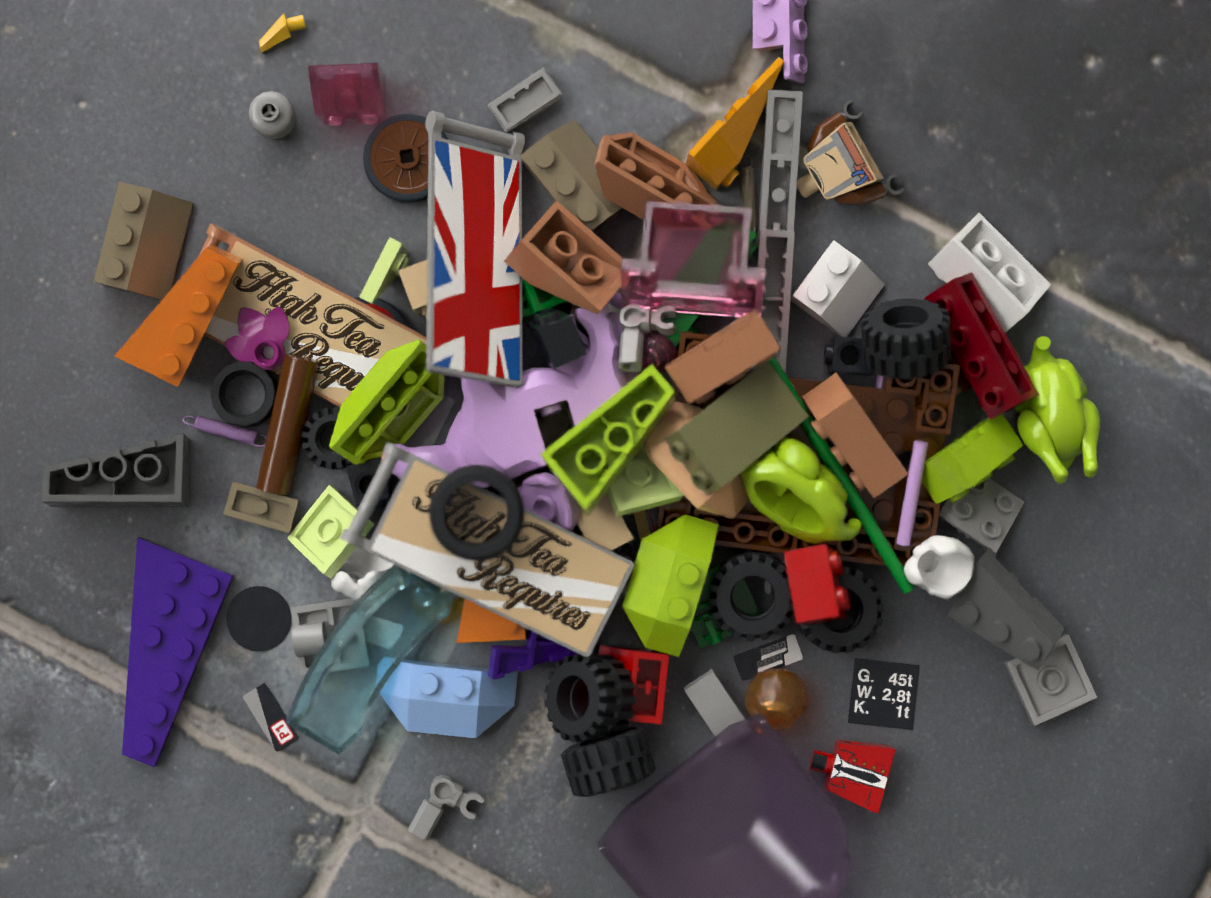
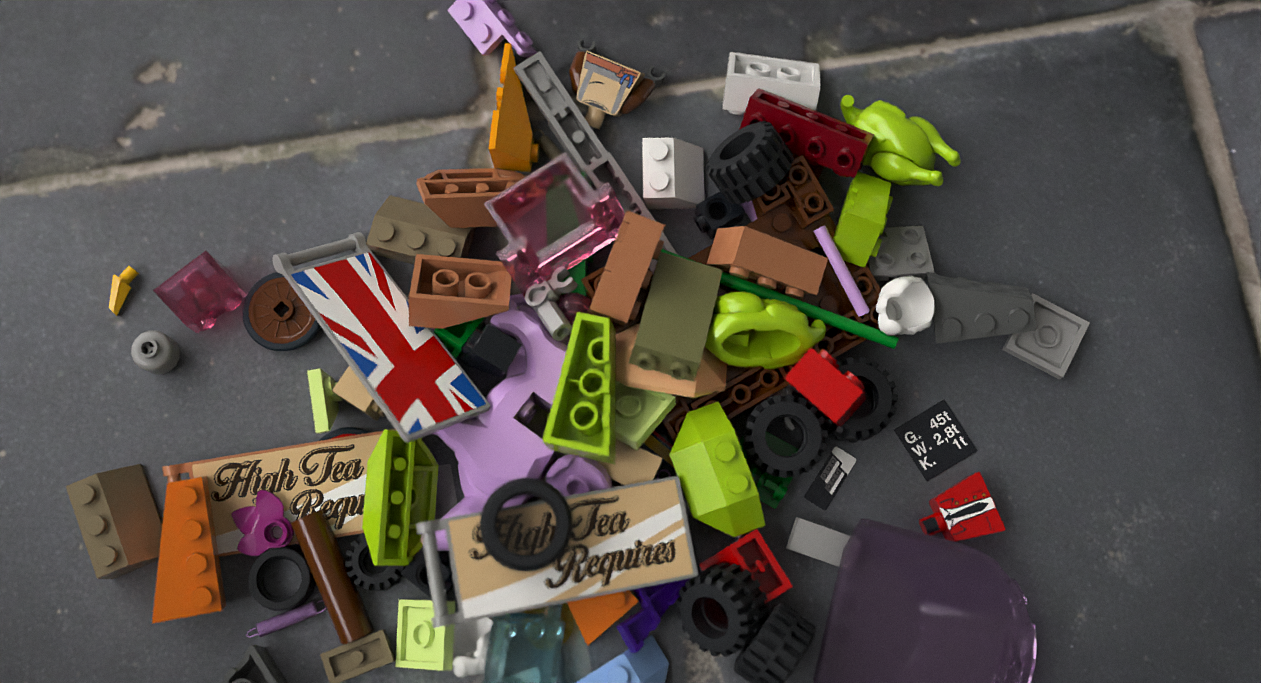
camera: 40 degrees left, 10 degrees down
(525, 100) = (342, 207): light grey plate -> none
(778, 696) = (859, 498): clear orange hair -> none

